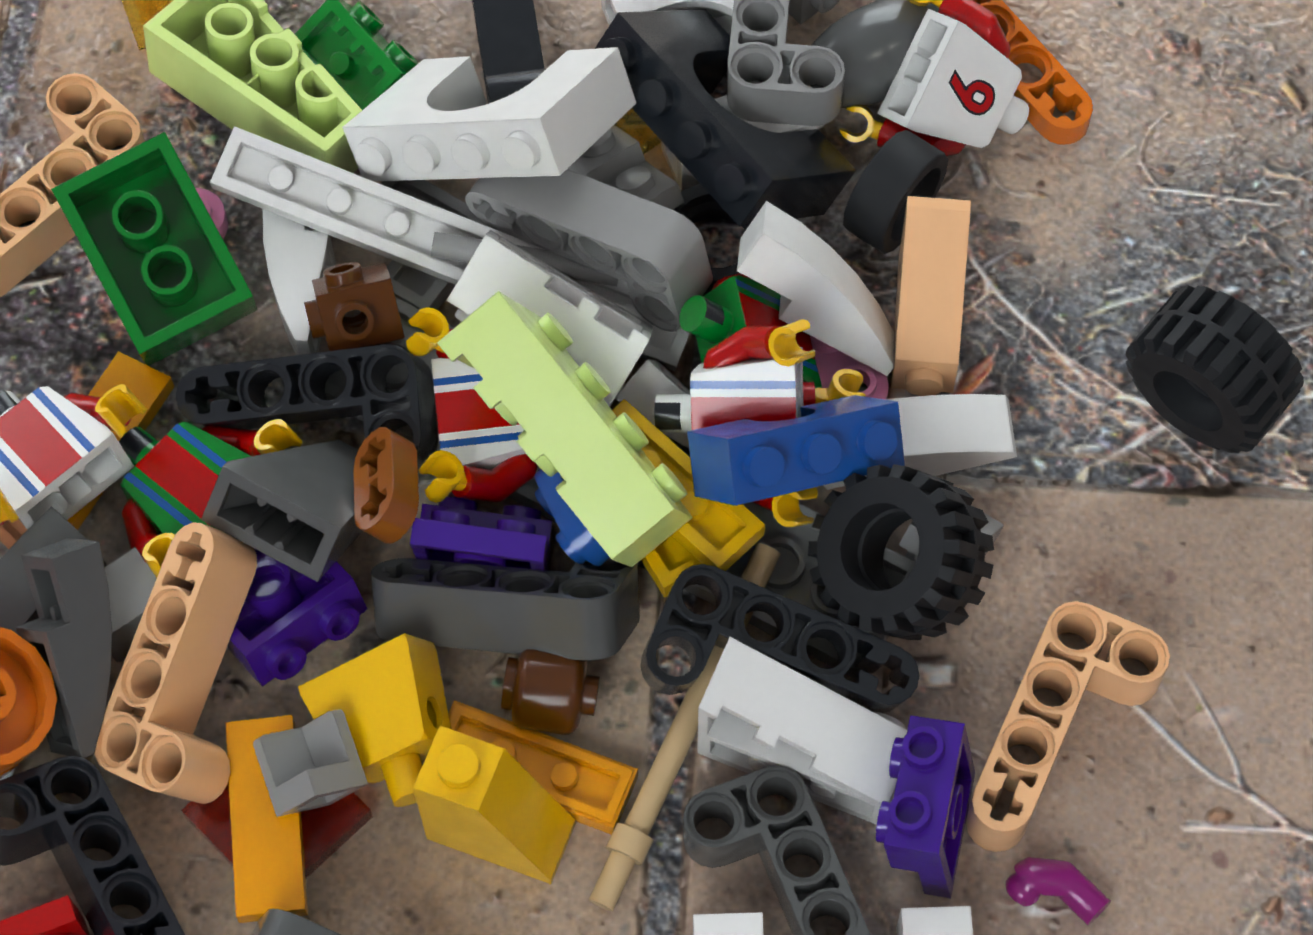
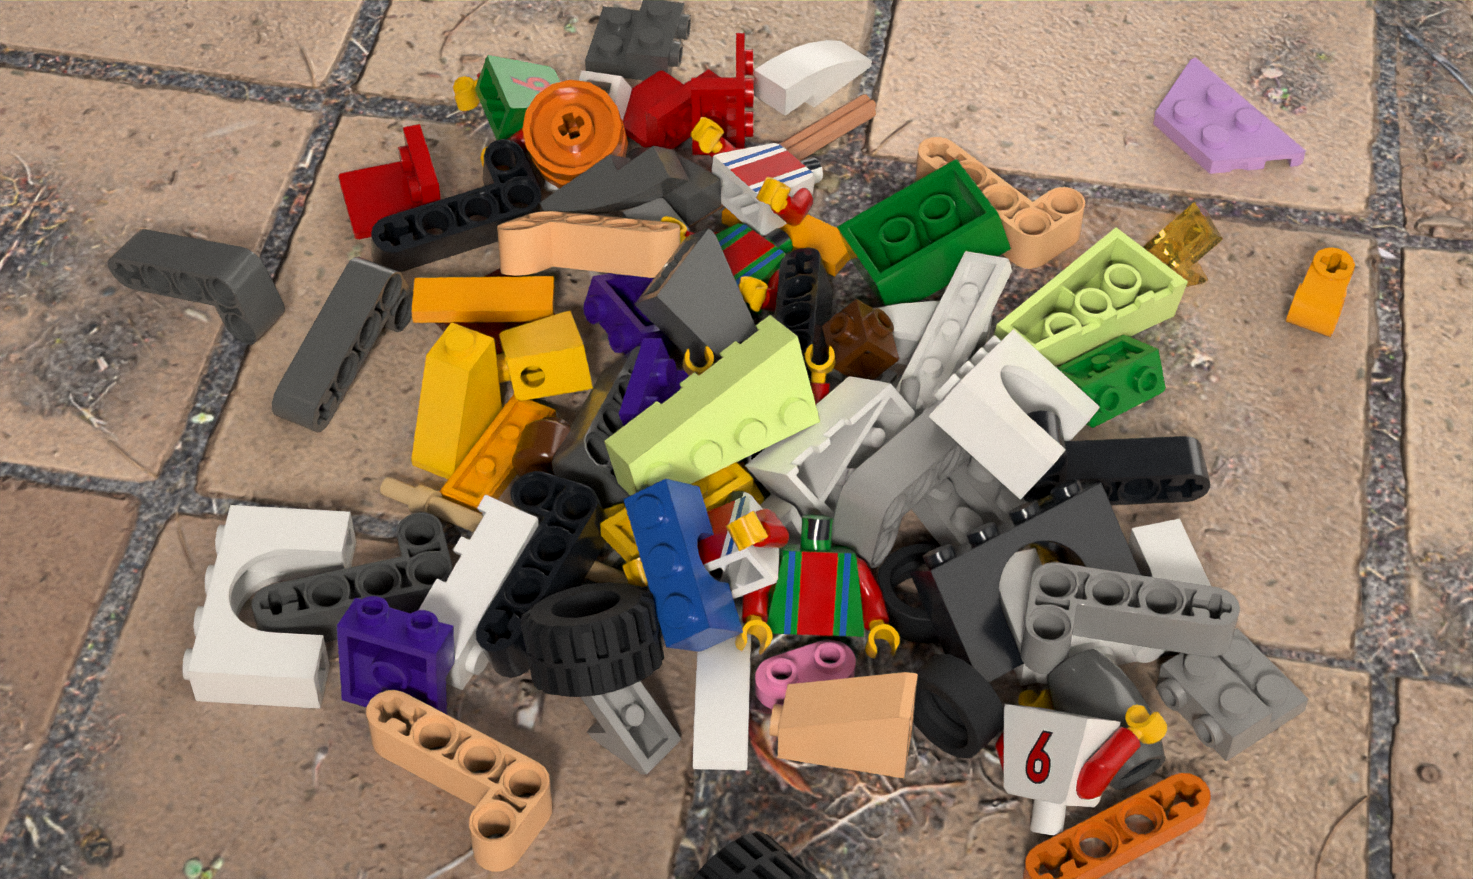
camera: 95 degrees right, 15 degrees down
(310, 764) = (505, 305): light grey panel -> none
(386, 485) = (693, 331): dark orange beam -> none
(816, 287) = (848, 615): white slope -> none
(1057, 879) = (334, 763): magenta arm -> none

